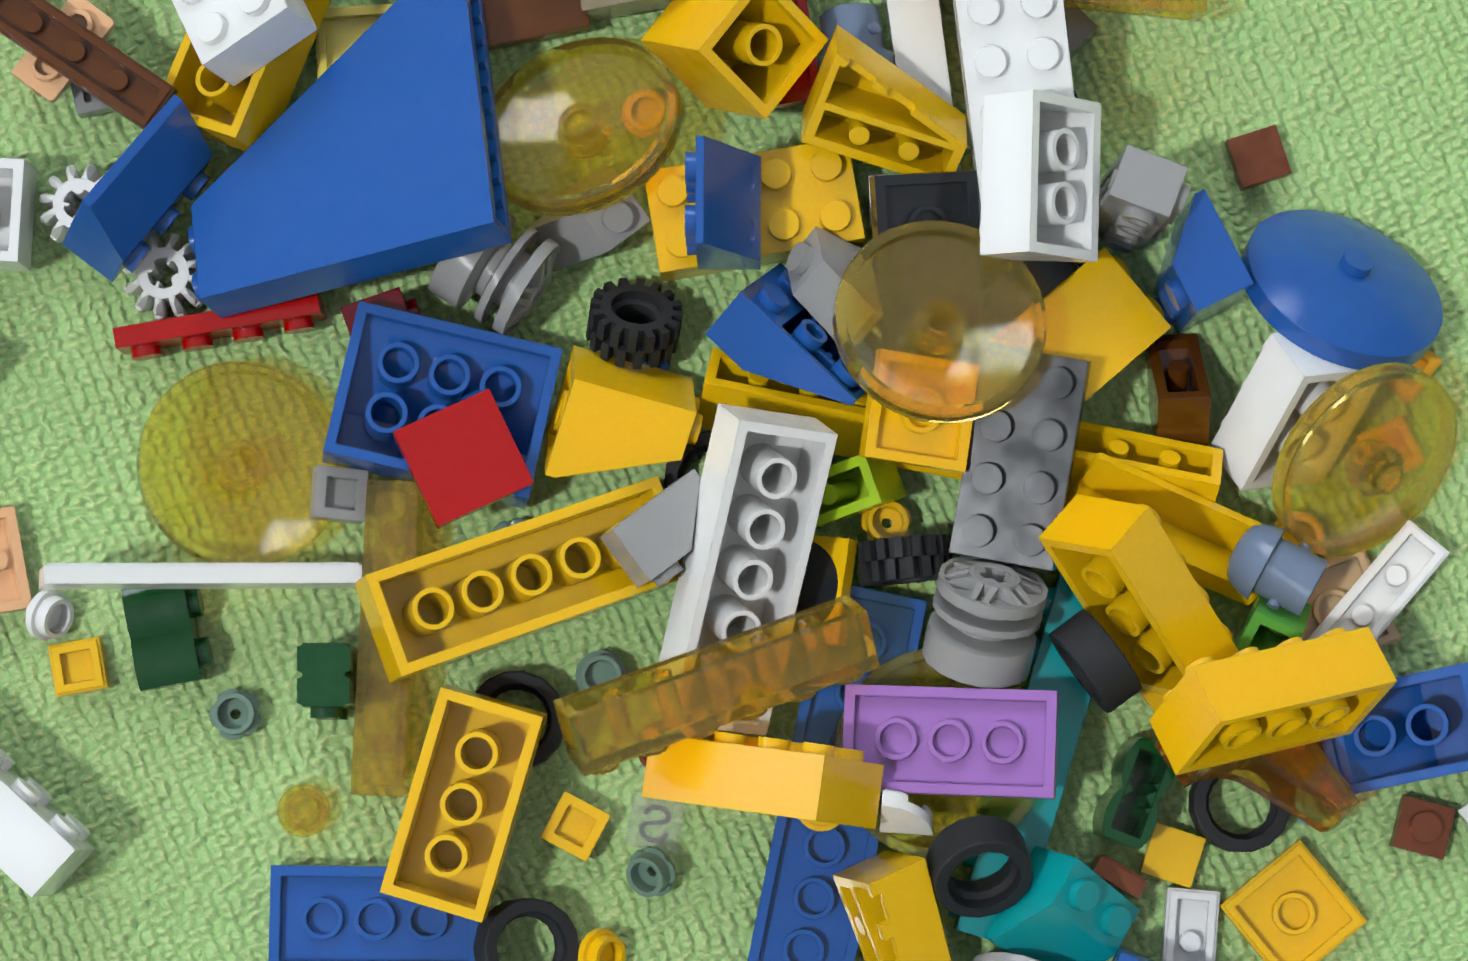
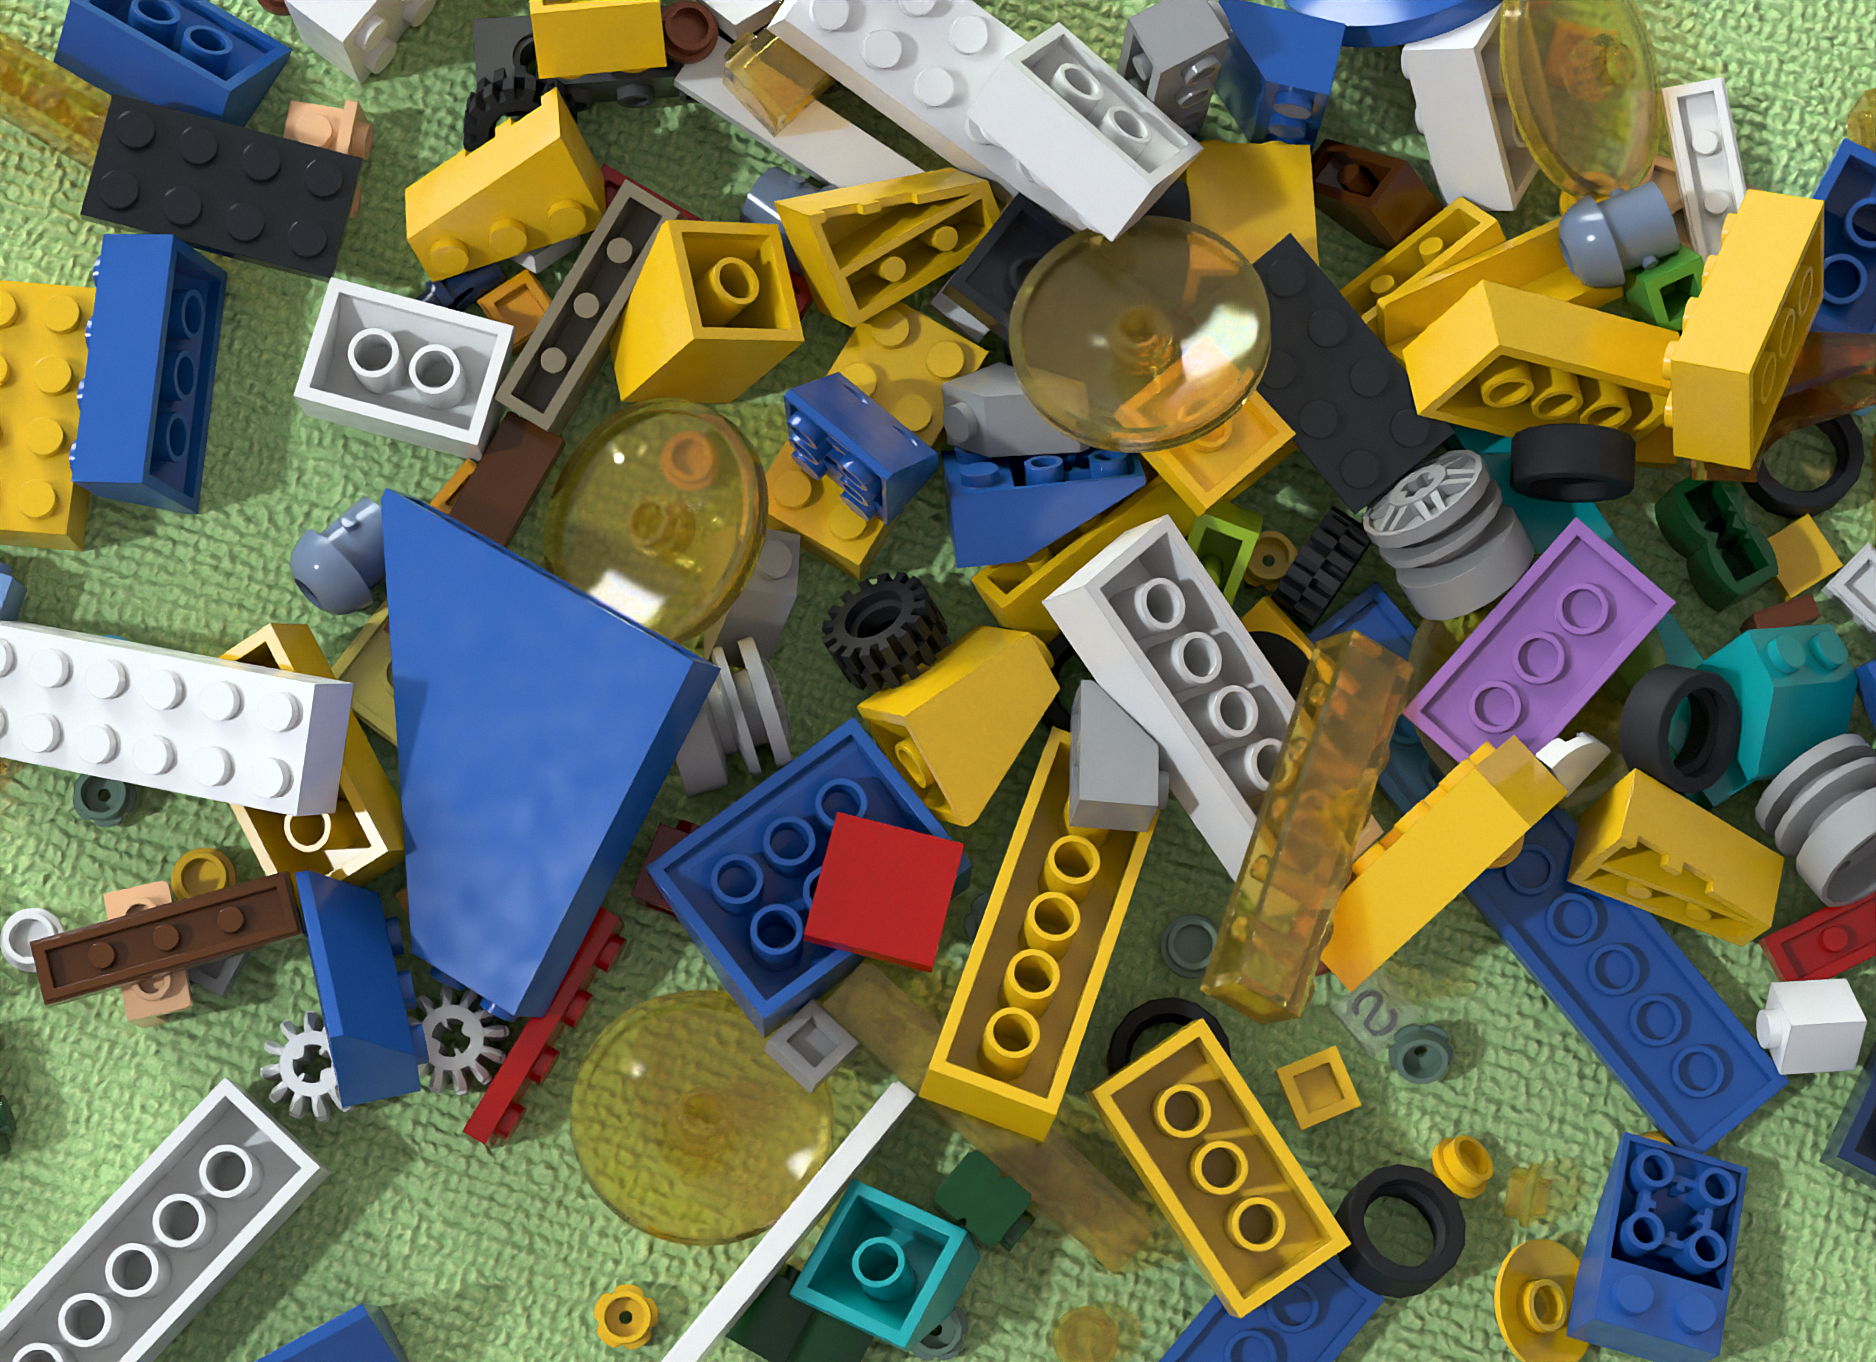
camera: 55 degrees left, 5 degrees down
(88, 507) = (608, 1311): none -> yellow plate
(142, 41) = (202, 872): none -> yellow plate
(238, 653) = (887, 1267): none -> teal slope

